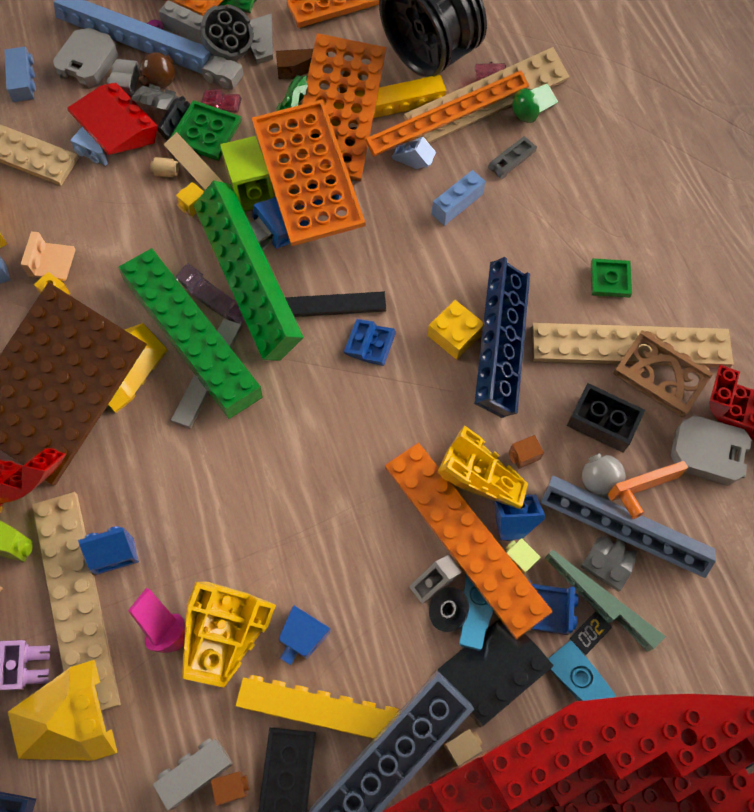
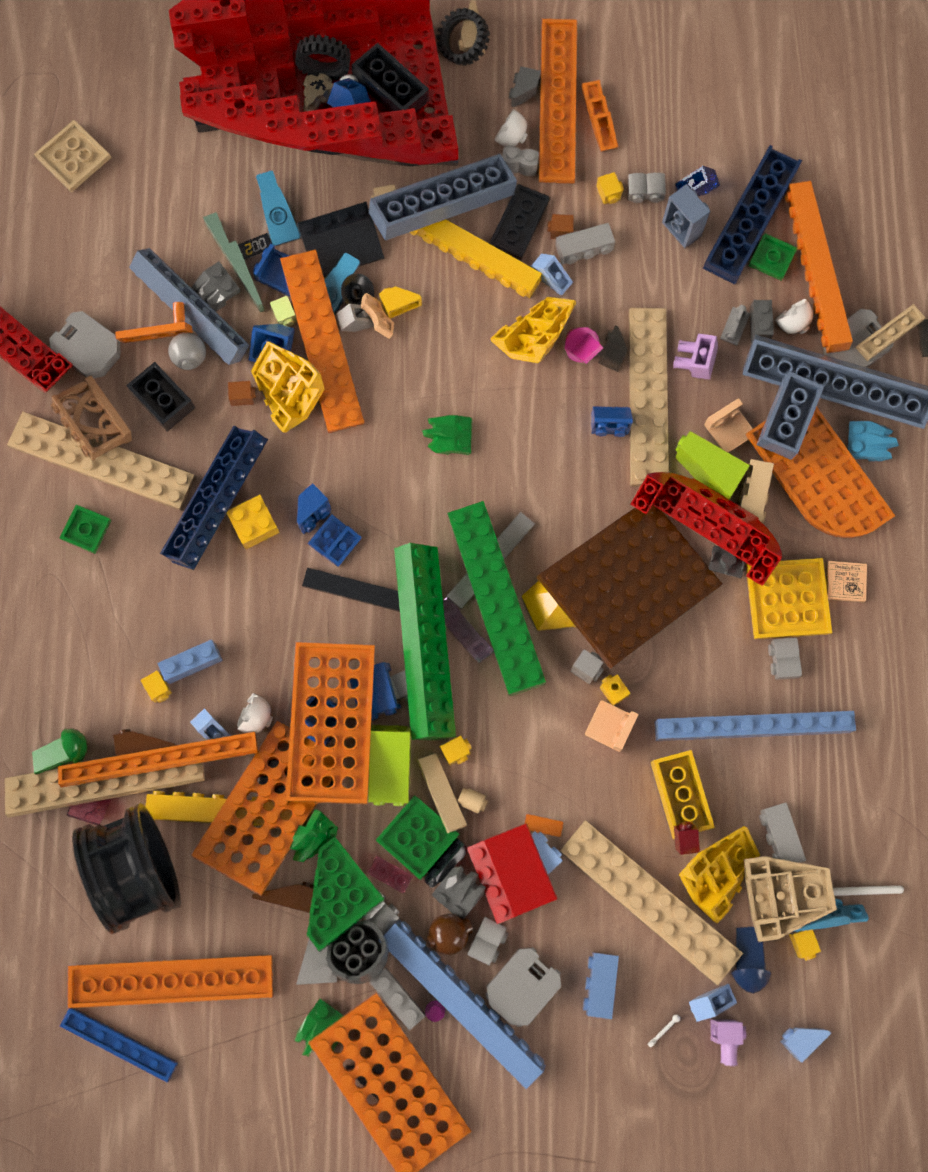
camera: 160 degrees left, 10 degrees up
(63, 719) = (672, 310): yellow wedge -> none
(82, 290) = (588, 666): none -> light grey brick
(97, 172) = (544, 825): none -> orange sticker
(125, 639) = (614, 351): none -> clear smoke slope
(226, 716) = (552, 273): none -> light blue slope
(255, 65) = (339, 895): none -> green plate
(288, 482) = (450, 434): none -> green plate
(301, 635) = (477, 310): blue torso -> none
(381, 172) = (255, 715): none -> white cylinder
(398, 615) = (398, 301): none -> yellow slope
(401, 355) = (311, 508): none -> blue slope
(423, 594) = (380, 320): none -> light nougat tile
(469, 128) = (133, 742): none -> reddish brown slope
(481, 167) = (156, 687): none -> yellow brick
(512, 157) = (113, 695): dark grey plate -> none

